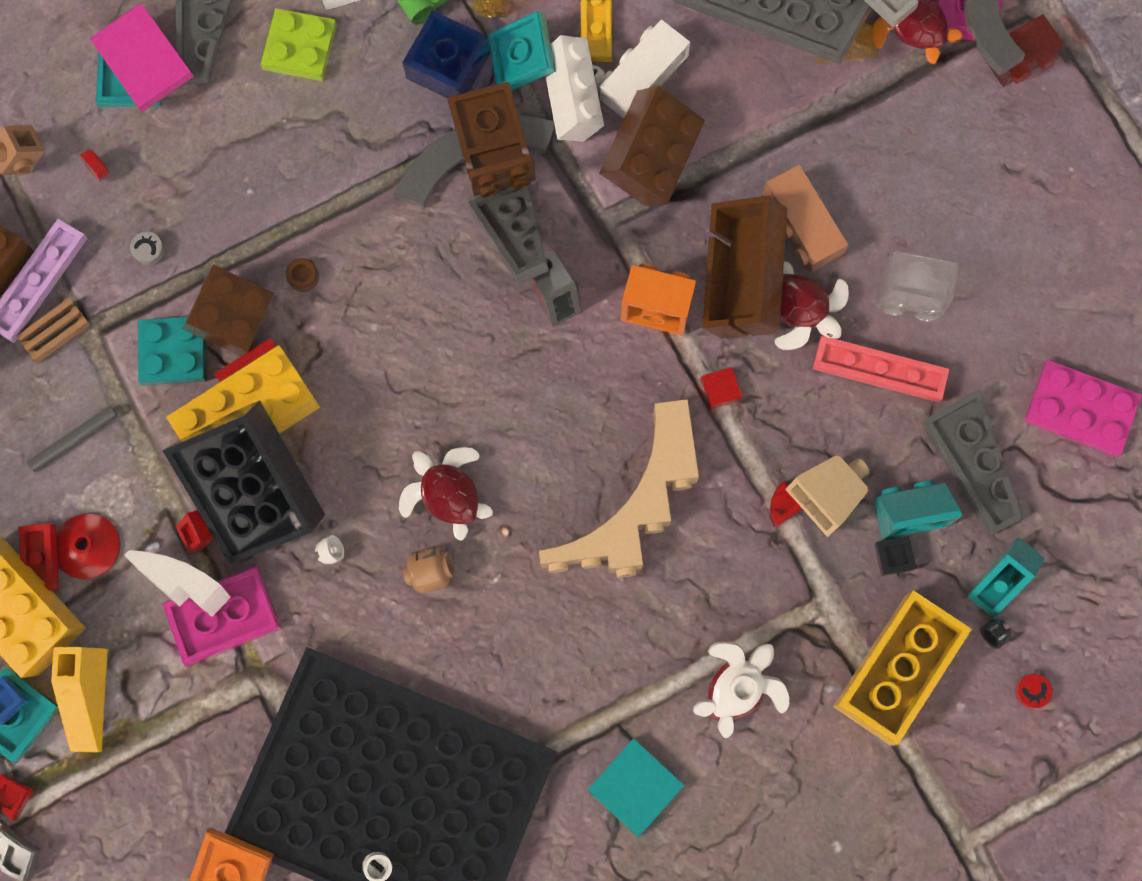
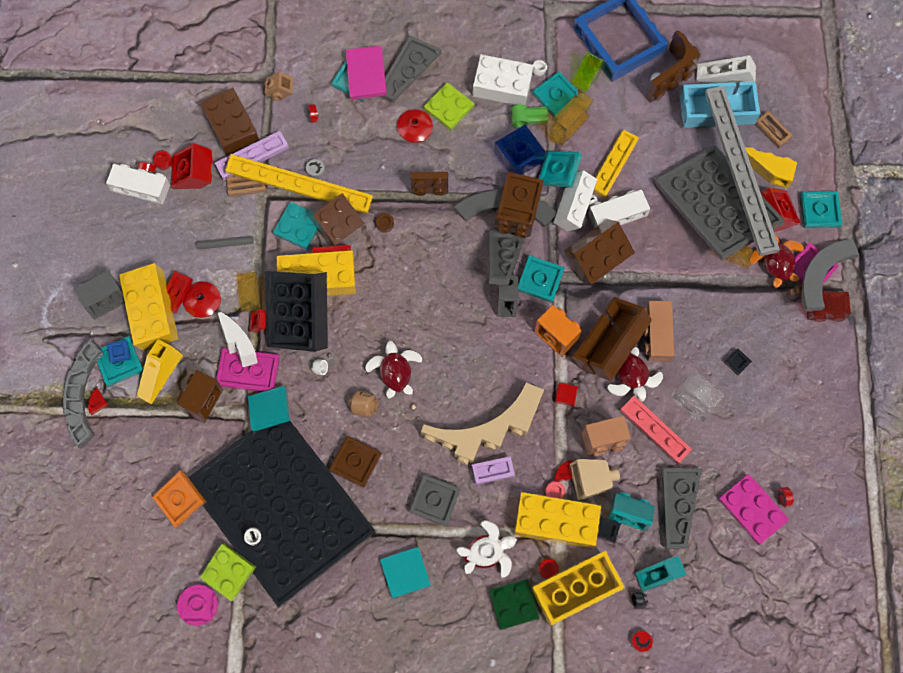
camera: 25 degrees right, 5 degrees down
(128, 286) = (296, 182): none -> yellow tile
(153, 494) = (248, 291): none -> clear yellow tile
(170, 699) = (199, 396): none -> reddish brown brick
(265, 113) = (417, 132): none -> red dish
(289, 657) = (269, 408): none -> teal tile
(338, 177) = (429, 183): none -> reddish brown plate
(466, 664) = (355, 462): none -> reddish brown plate
(587, 234) = (540, 279): none -> teal plate
(619, 655) = (435, 501): none -> dark grey plate
(679, 562) = (493, 470): none -> lavender plate
(786, 542) = (555, 490): none -> coral tile
(815, 583) = (557, 520): none -> yellow brick
(816, 418) = (606, 436): none -> nougat brick
(821, 743) = (514, 604): none -> dark green plate
(840, 662) = (548, 568): none -> red tile
(940, 203) = (737, 361): none -> black tile
(967, 57) = (794, 293): none -> reddish brown tile
(1118, 365) = (785, 497): none -> red tile

